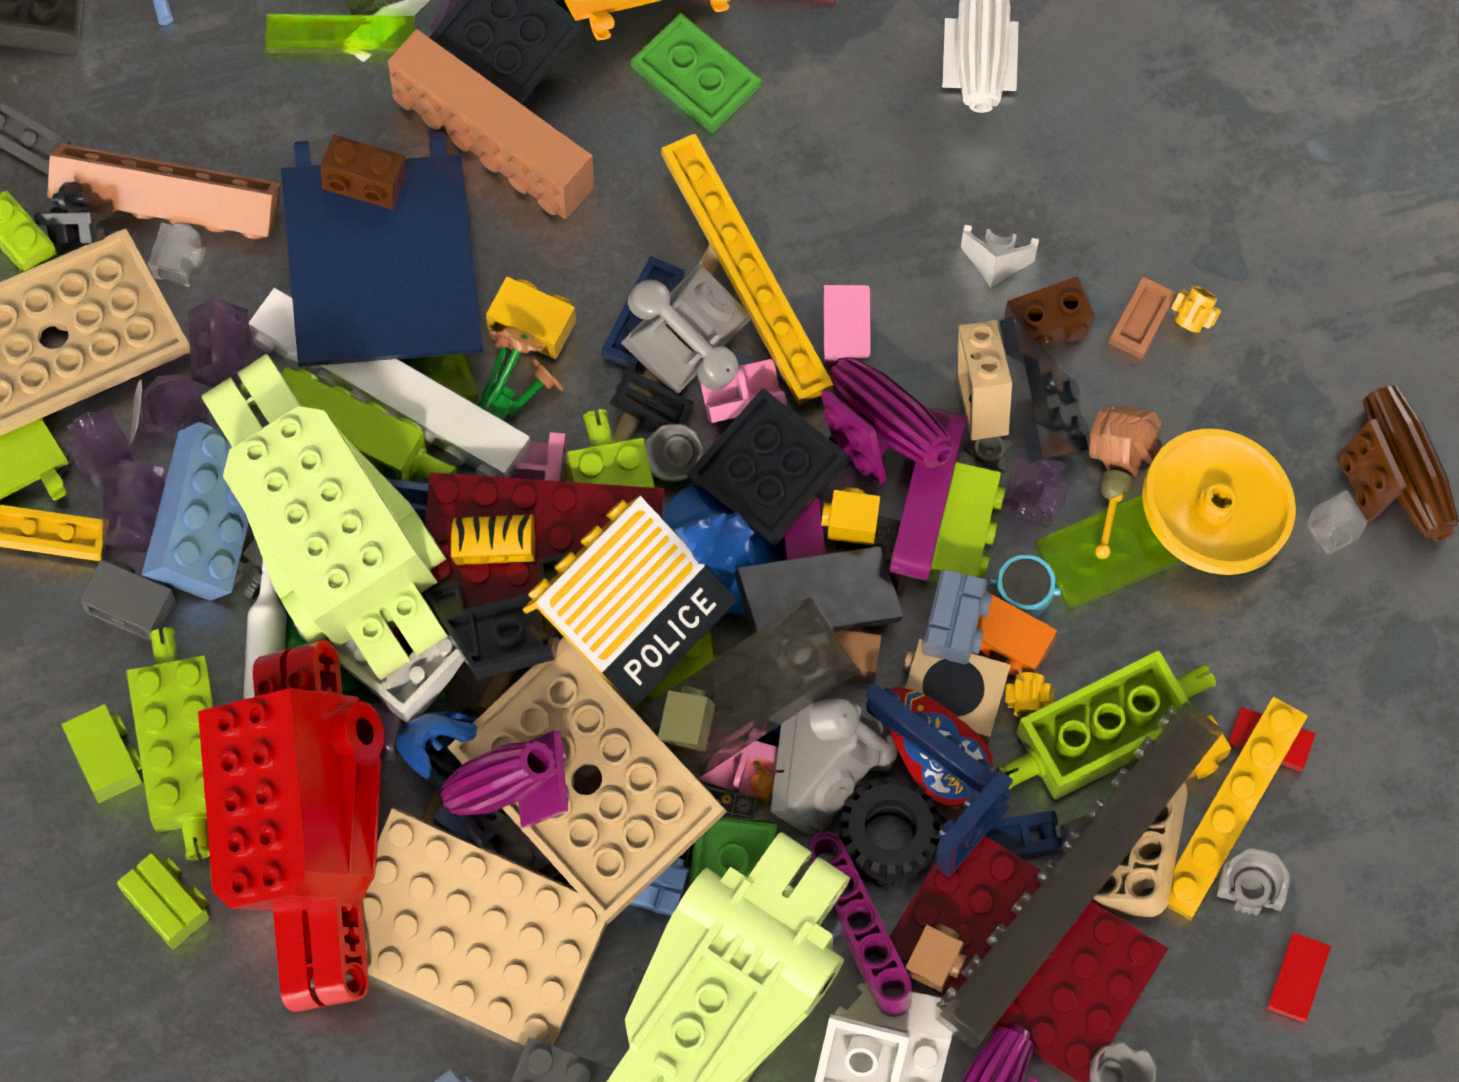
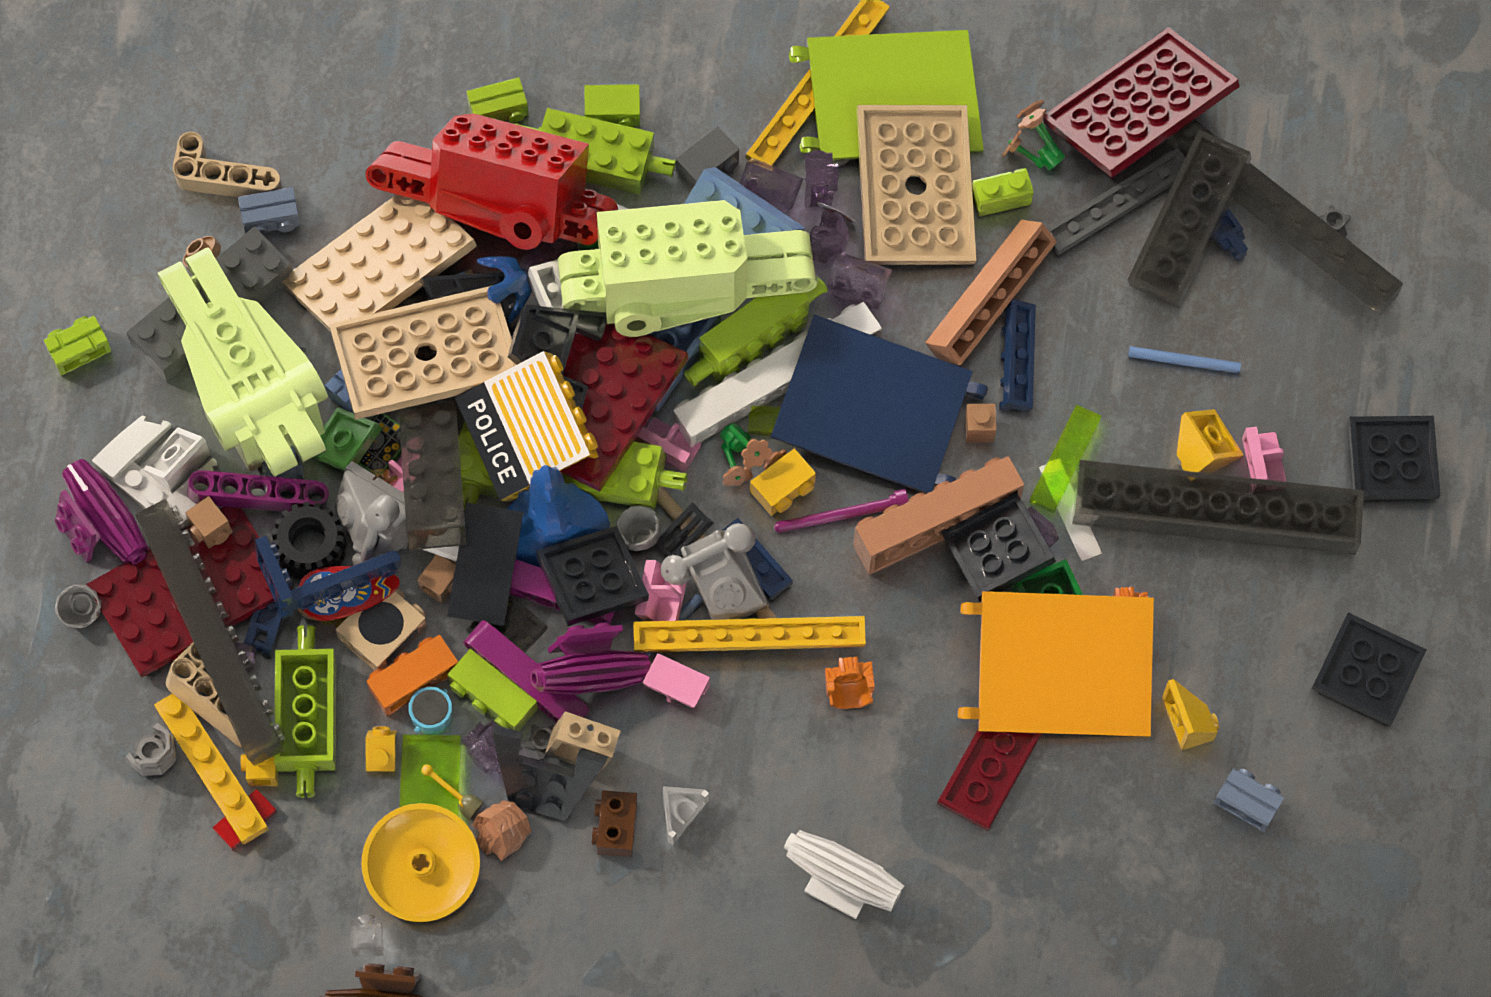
camera: 115 degrees right, 0 degrees up
(71, 211) = (995, 228): black hips -> none
(176, 254) = (942, 284): clear brick -> none
(233, 132) = (1018, 356): none -> dark blue hinge
(343, 123) = (980, 423): none -> medium nougat brick
(363, 172) = (937, 414): reddish brown brick -> none
(488, 187) = (899, 498): none -> magenta piece
(493, 539) = (616, 365): yellow brick -> none
(511, 774) = (435, 285): magenta plate -> none
(687, 719) = (424, 417): olive brick -> none
(696, 73) = (923, 680): bright green tile -> none
(744, 138) = (850, 684): none -> orange hair
(851, 516) = (531, 614): yellow brick -> none
(955, 616) = (422, 640): sand blue brick -> none
(1028, 694) = (353, 673): yellow gear -> none
(1100, 622) = (381, 749): none -> yellow bracket
(1142, 318) = (587, 891): nougat tile -> none
(1196, 309) = (571, 924): yellow gear -> none
(1299, 977) = (80, 753): red tile -> none

